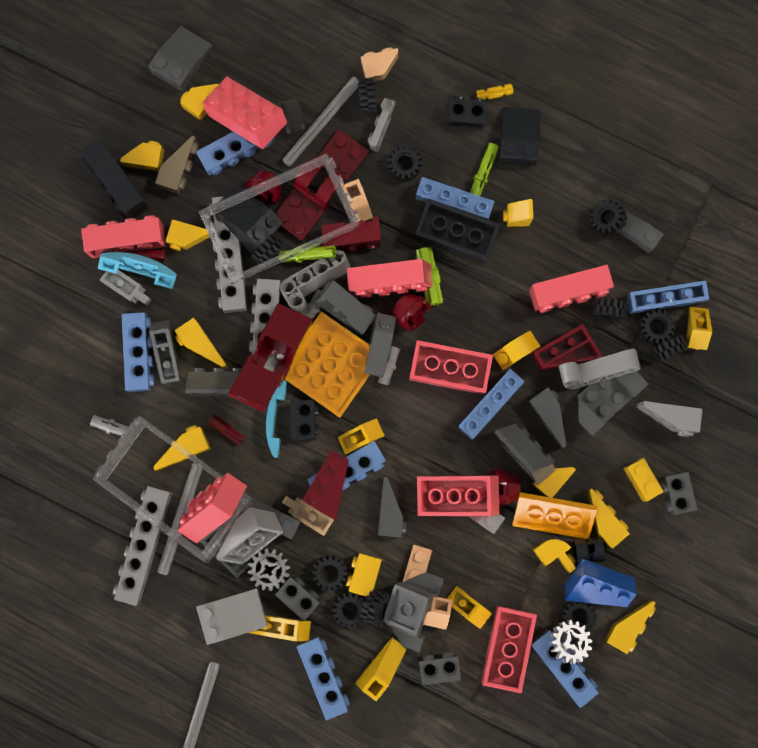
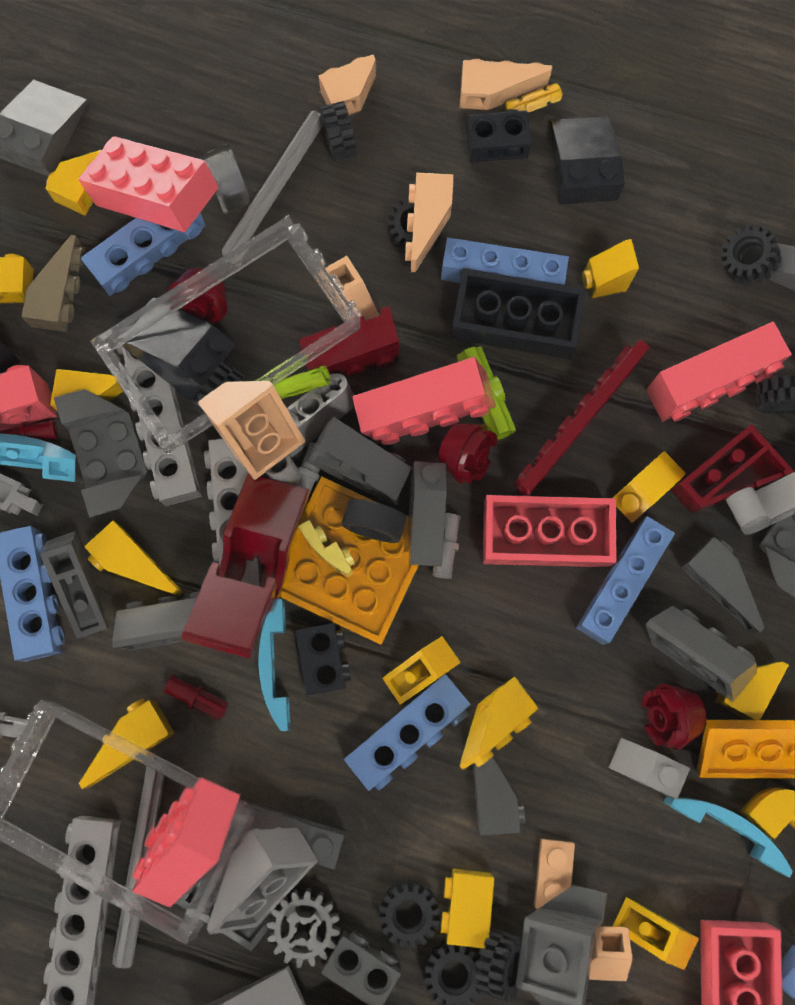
camera: 10 degrees left, 5 degrees down
(194, 273) = (104, 448): none -> dark grey piece
(286, 277) = (252, 423): none -> light nougat slope
(304, 208) = (270, 317): dark red piece -> none
(308, 515) = (356, 819): tan hinge -> none
(320, 360) = (334, 556): none -> light yellow slope
(328, 485) = (381, 767): dark red wedge -> none
(347, 344) = (374, 520): none -> black tyre
(382, 122) = (368, 172): light grey hinge -> none
(398, 470) = (495, 719): none -> yellow slope
(415, 158) = (431, 213): none -> light nougat slope
(458, 495) = (605, 744): coral brick -> none
(471, 78) = (495, 83): none -> light nougat slope
(484, 169) = (538, 229): lime pin -> none
(486, 300) = (584, 414): none -> dark red plate
(541, 573) = (764, 848): none -> medium azure slope

